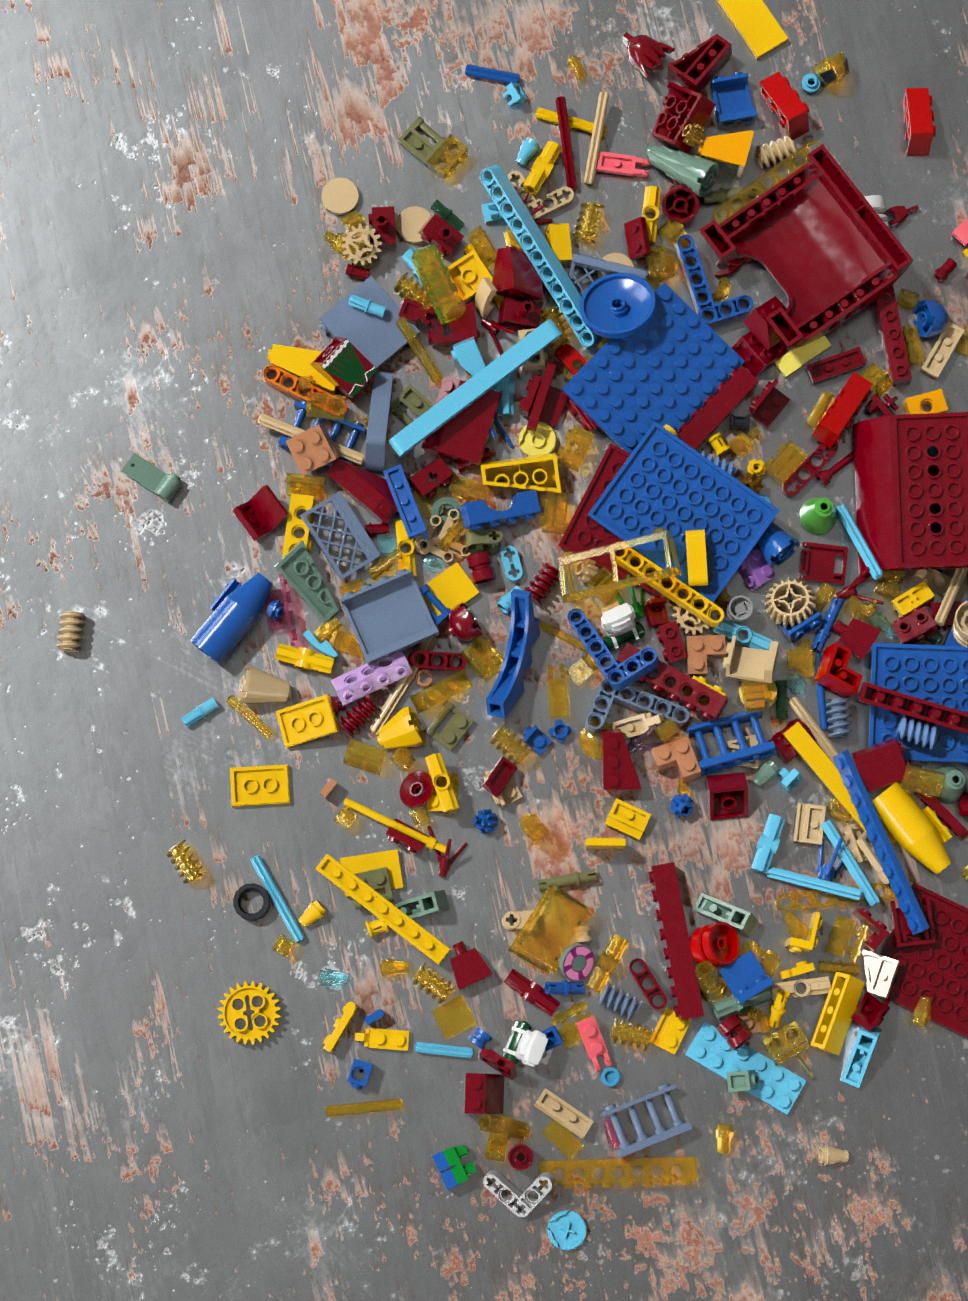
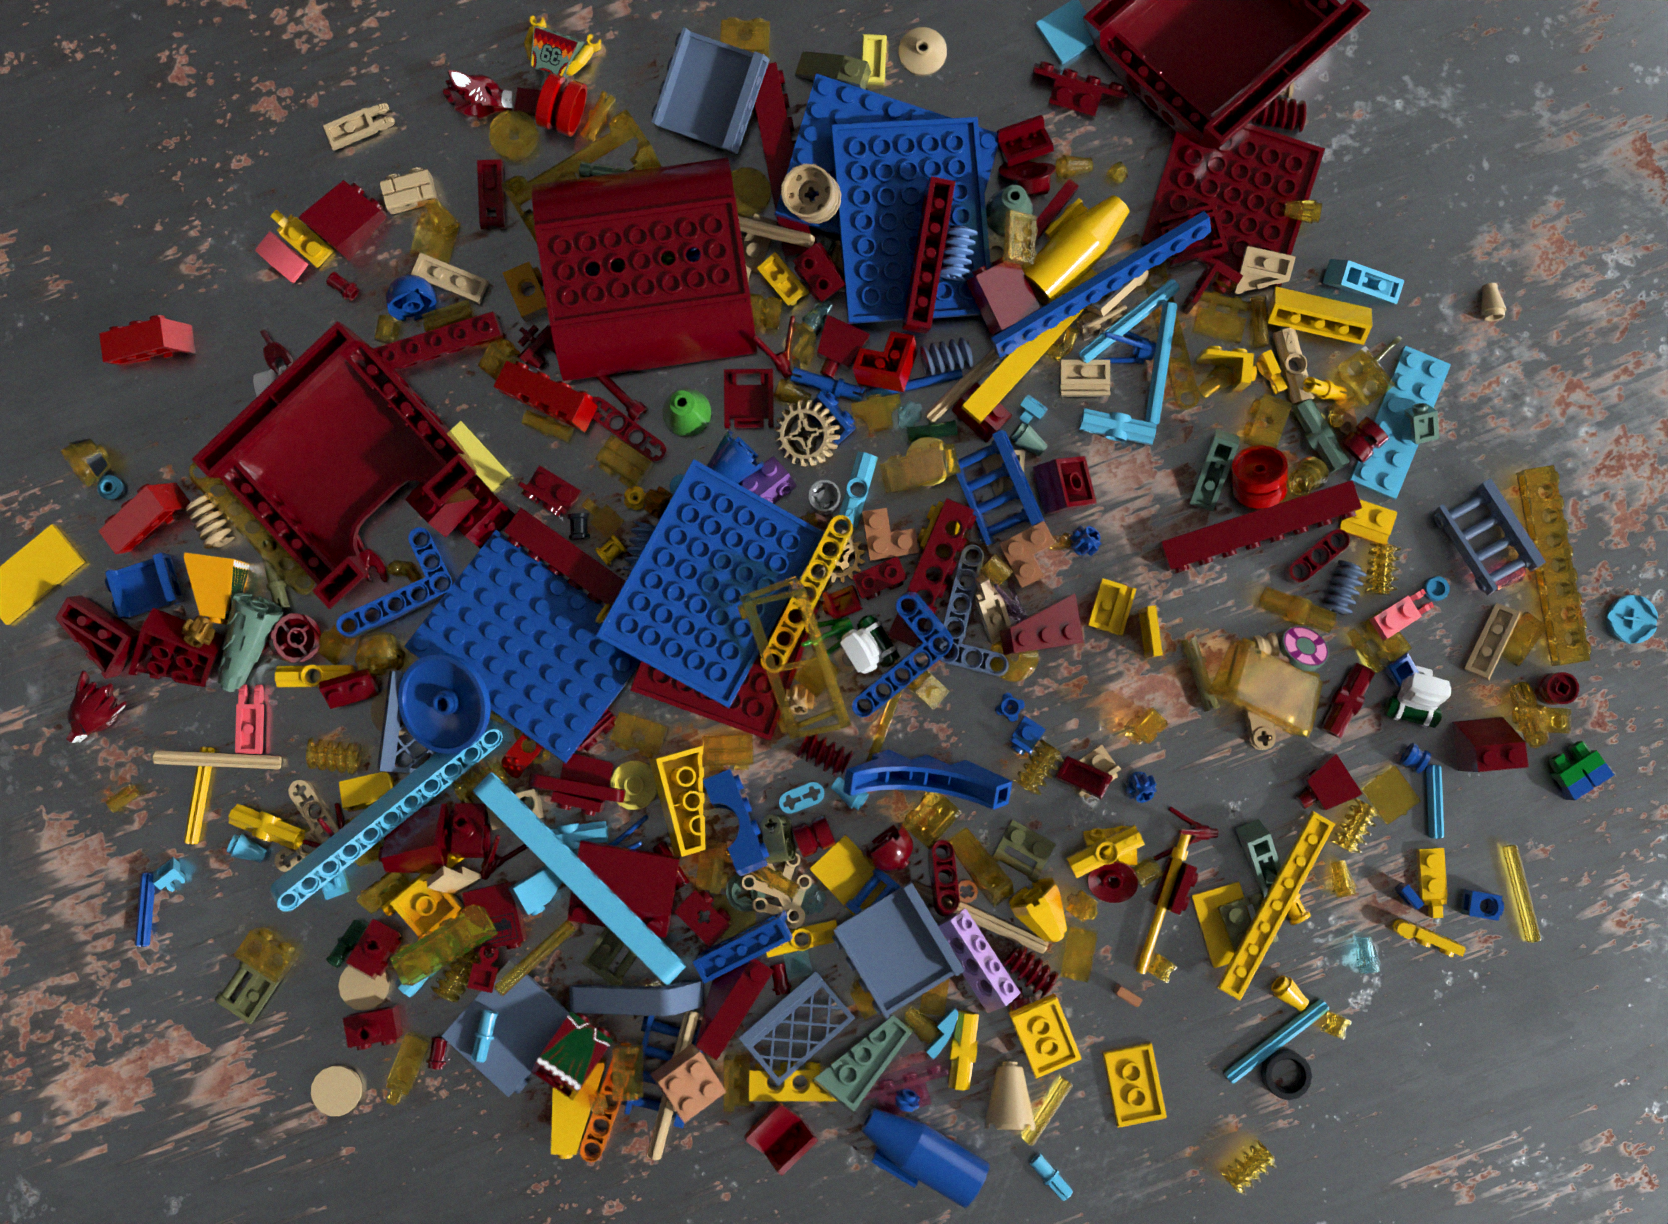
camera: 90 degrees left, 5 degrees up
(231, 1015) = (1432, 1080): yellow gear -> none
(353, 219) = (371, 1068): clear yellow bracket -> none
(363, 236) = (398, 1068): tan gear -> none
(385, 564) = (826, 962): clear yellow pin -> none
(498, 1062) = (1449, 722): dark red wing -> none
(523, 1198) = (1612, 677): light grey beam -> none
(557, 693) = (963, 716): clear yellow hinge -> none
(564, 988) = (1338, 660): blue pin -> none
(566, 142) = (227, 799): dark red axle -> none
(696, 557) = (769, 559): yellow beam -> none
(723, 1137) = (1488, 439): clear yellow cone -> none
(745, 977) = (1299, 431): blue bracket -> none
(750, 662) = (894, 474): tan panel -> none
(836, 365) = (486, 411): dark red plate -> none
(859, 541) = (718, 353): medium azure axle -> none
(870, 1011) = (1313, 274): dark red bracket -> none

